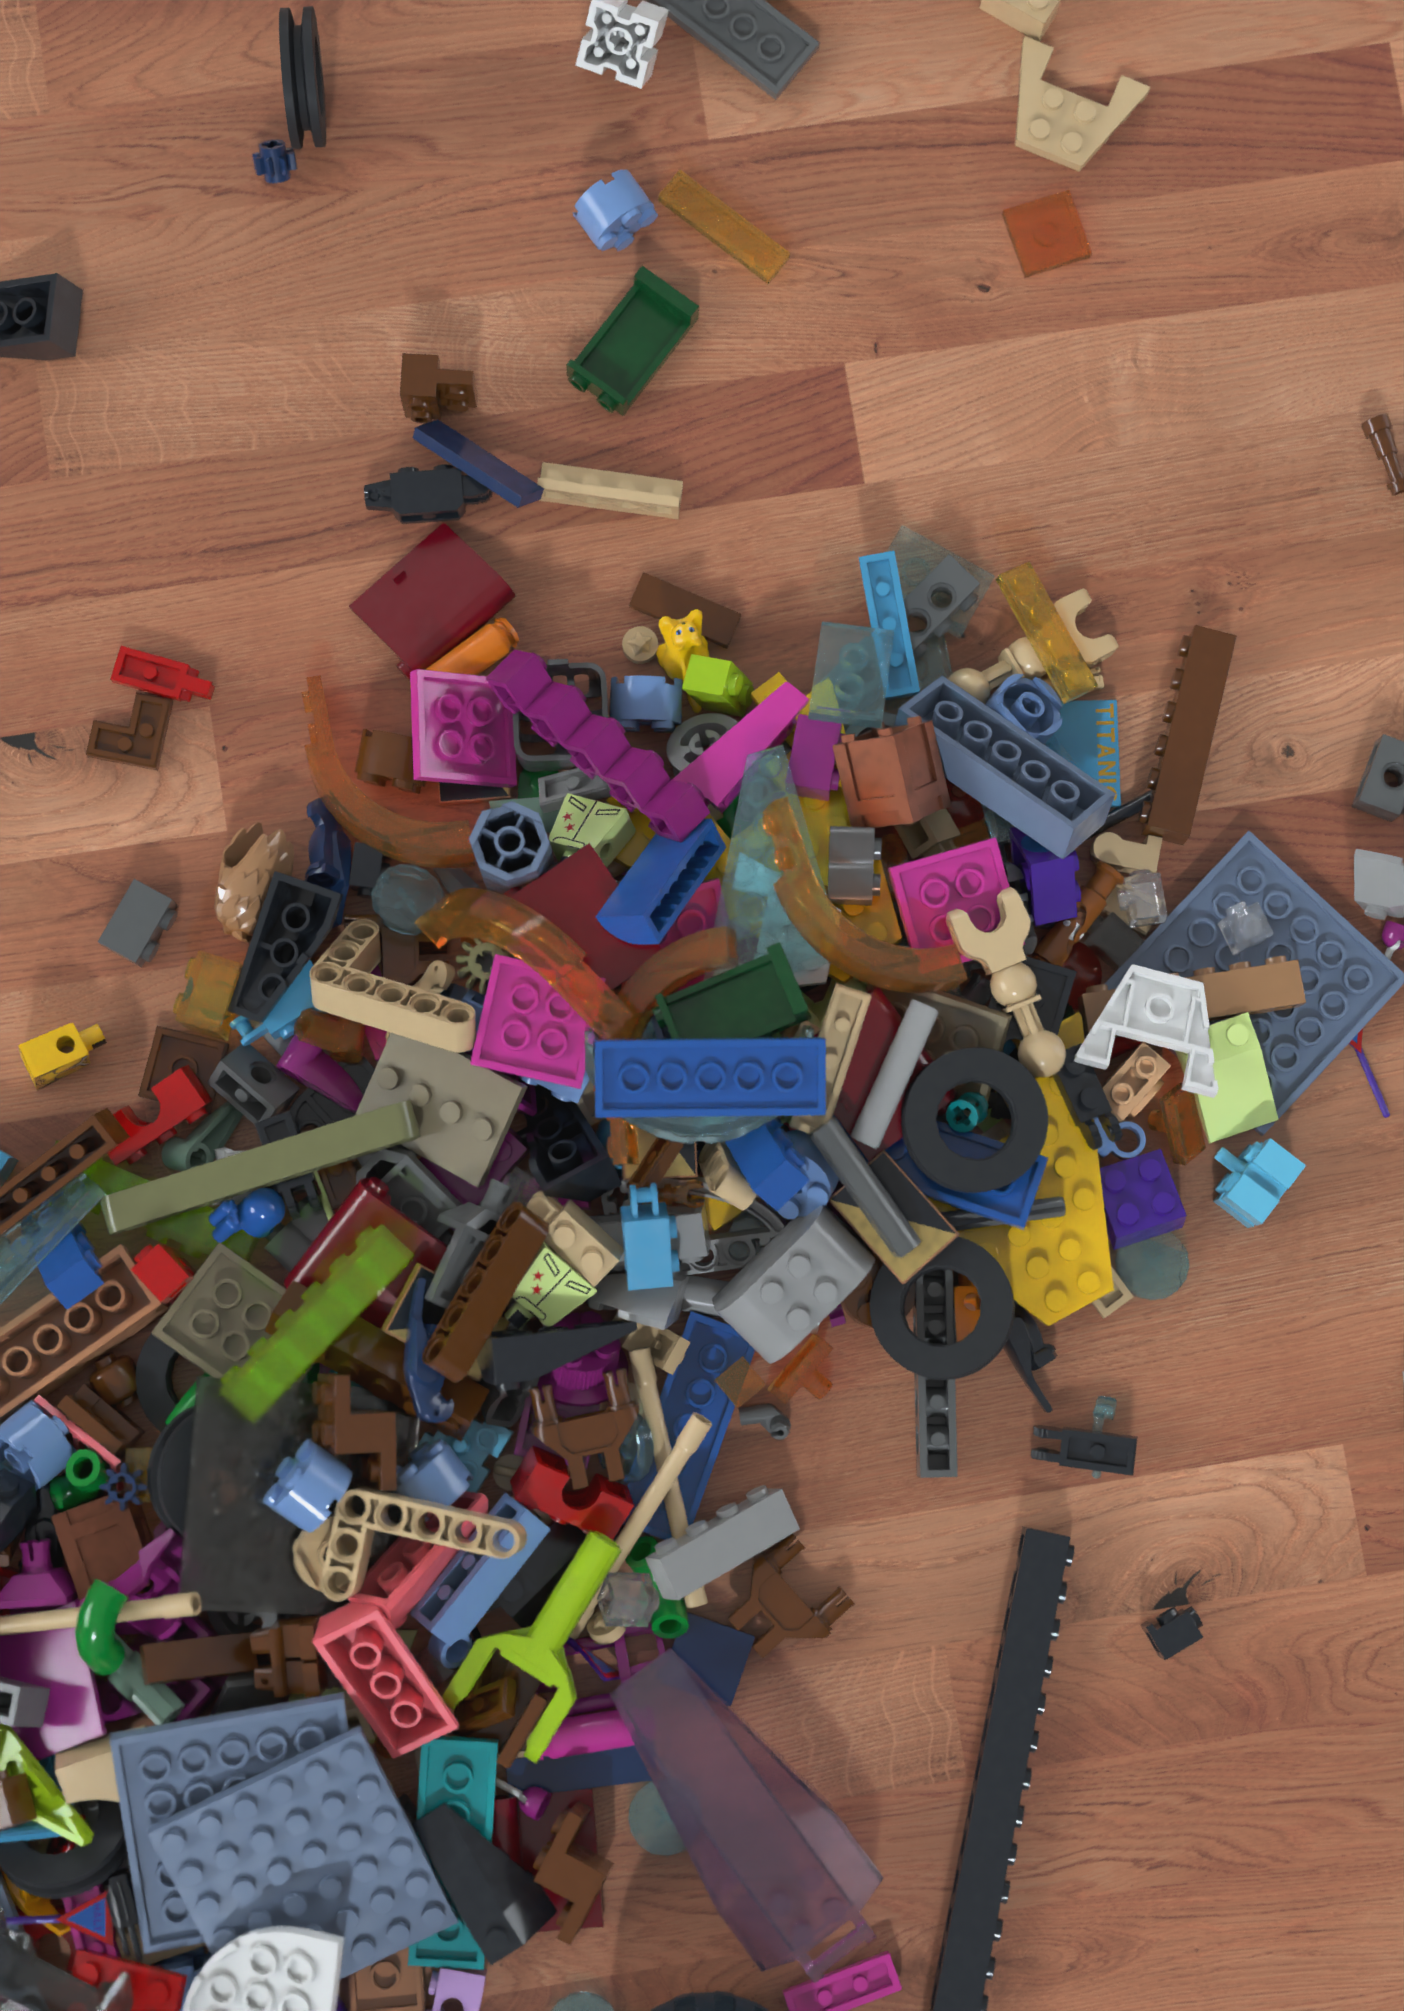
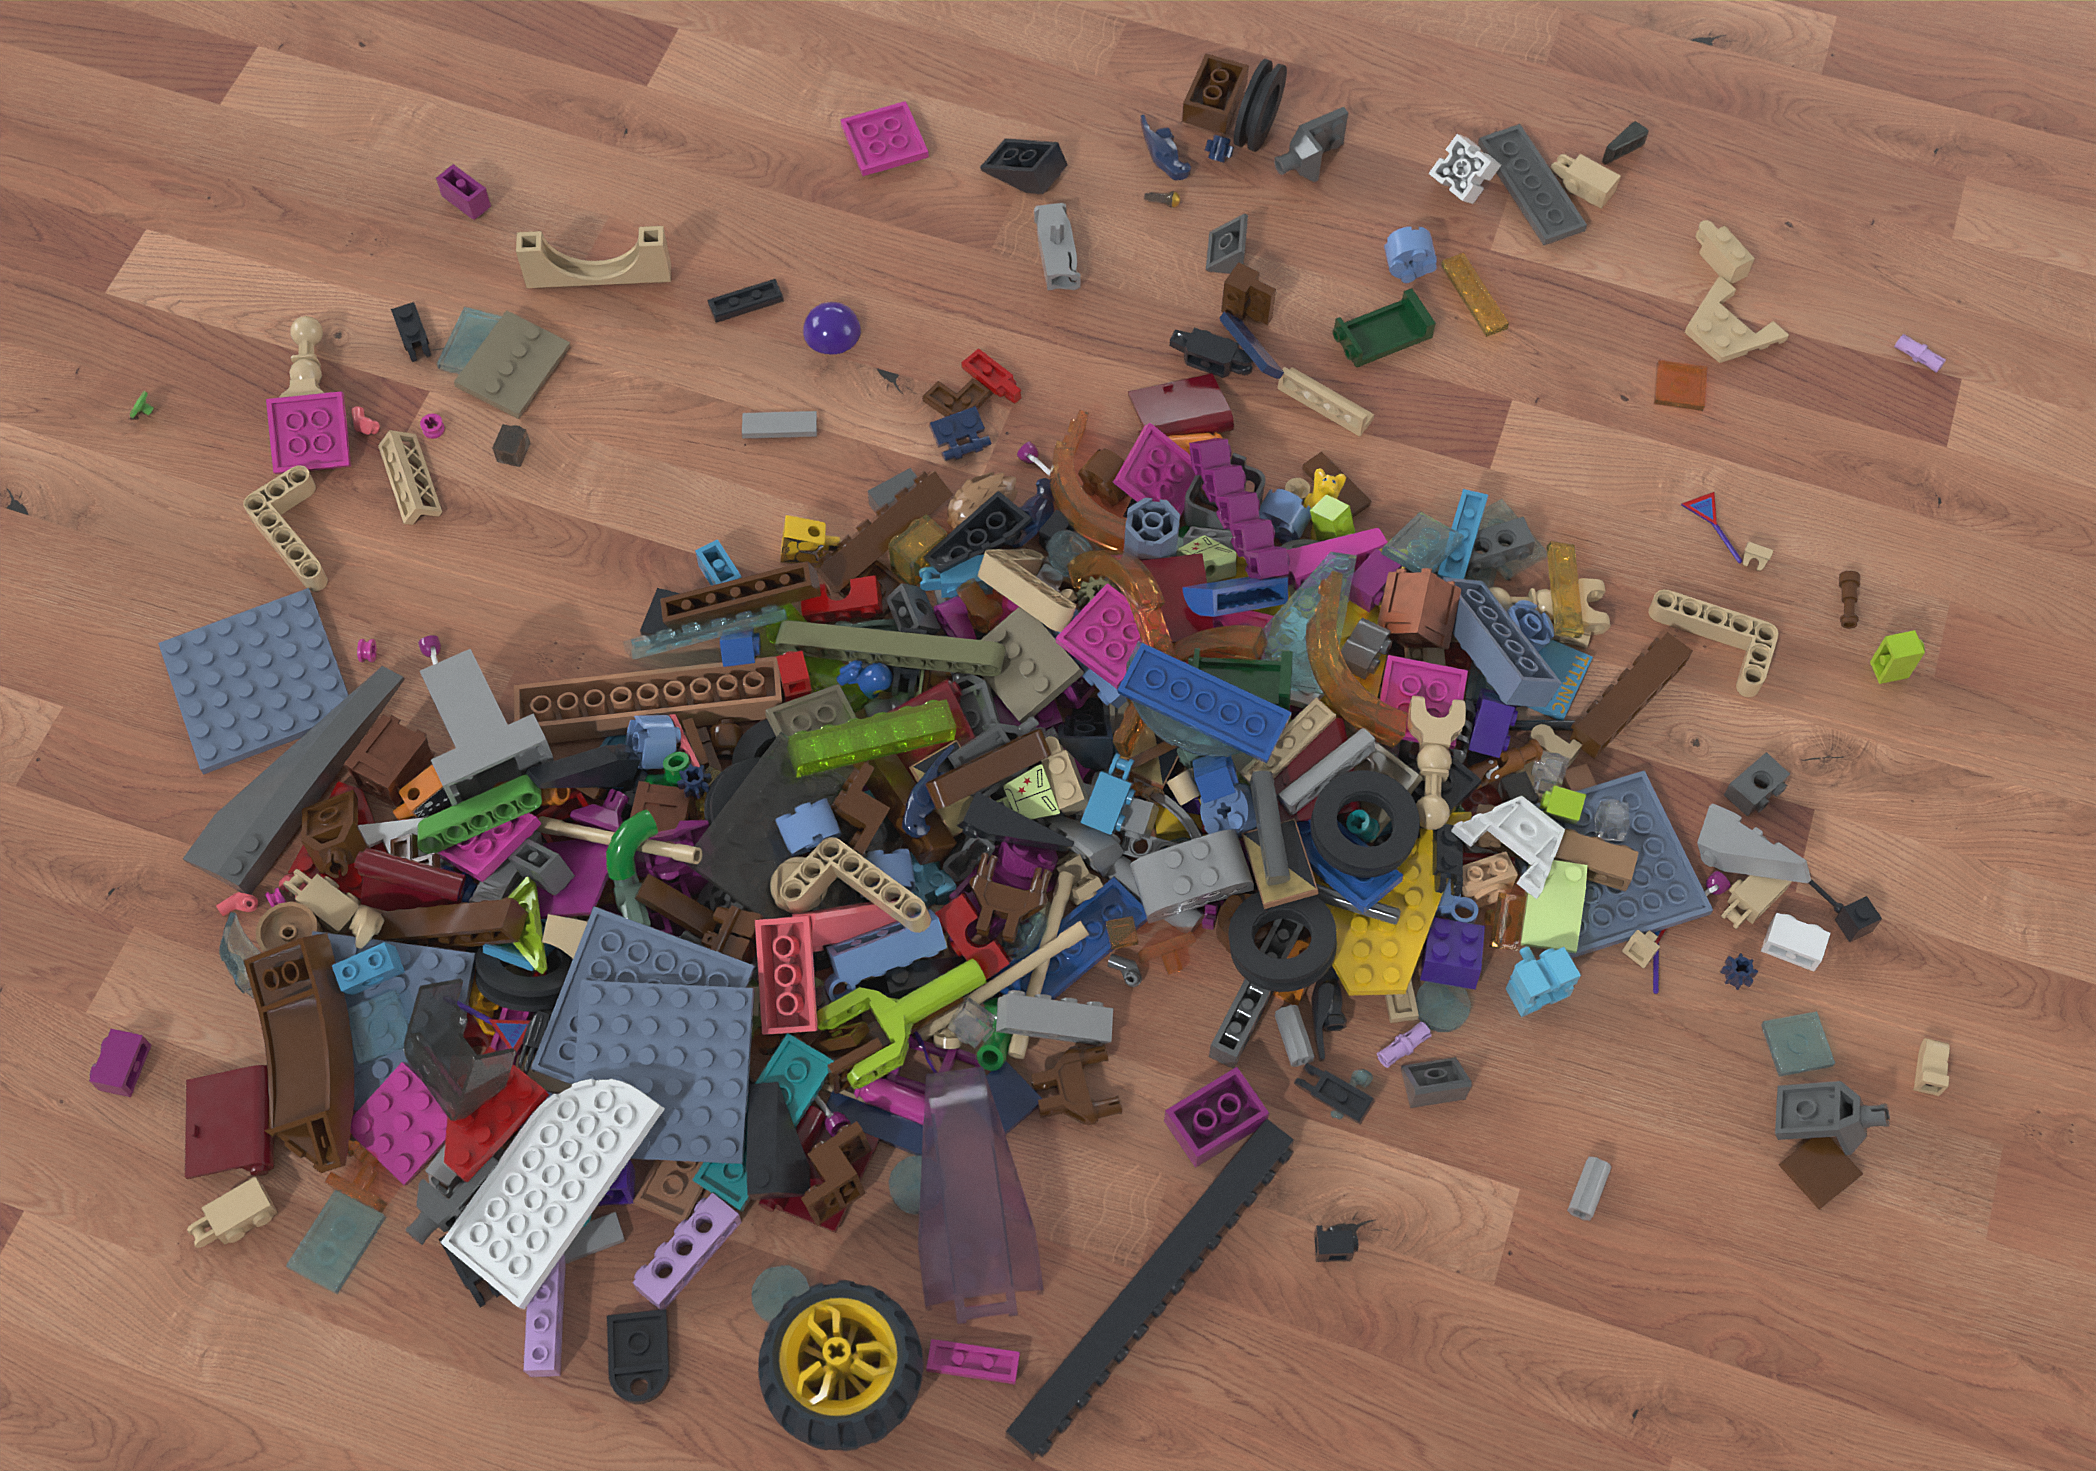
camera: 35 degrees right, 20 degrees down
(138, 431) = (1056, 246): none -> light grey piece
(150, 991) = (873, 536): none -> reddish brown brick
(158, 780) = (957, 427): none -> dark blue plate
(203, 202) = (1164, 151): none -> dark blue animal
(224, 74) = (1215, 93): none -> reddish brown brick
(250, 274) = (1170, 199): none -> clear smoke piece
(274, 770) = (1029, 454): none -> magenta hinge
(365, 316) = (1227, 245): none -> dark grey slope
(393, 115) = (1311, 141): none -> dark grey plate
(967, 1555) = (1216, 1117): none -> magenta brick
(1003, 1399) = (1294, 1035): none -> light grey axle
(1133, 1340) = (1404, 1044): none -> lavender pin
(1156, 407) = (1706, 509): none -> piece
(1177, 880) = (1579, 778): none -> nougat tile
(1183, 944) = (1563, 804): none -> lime brick
(1190, 1367) = (1435, 1082): none -> dark grey slope
(1251, 443) = (1757, 552): none -> tan tile
(1260, 581) = (1723, 631): none -> tan beam
(1324, 31) = (1920, 353): none -> lavender pin
(1348, 1069) = (1641, 947): none -> tan tile

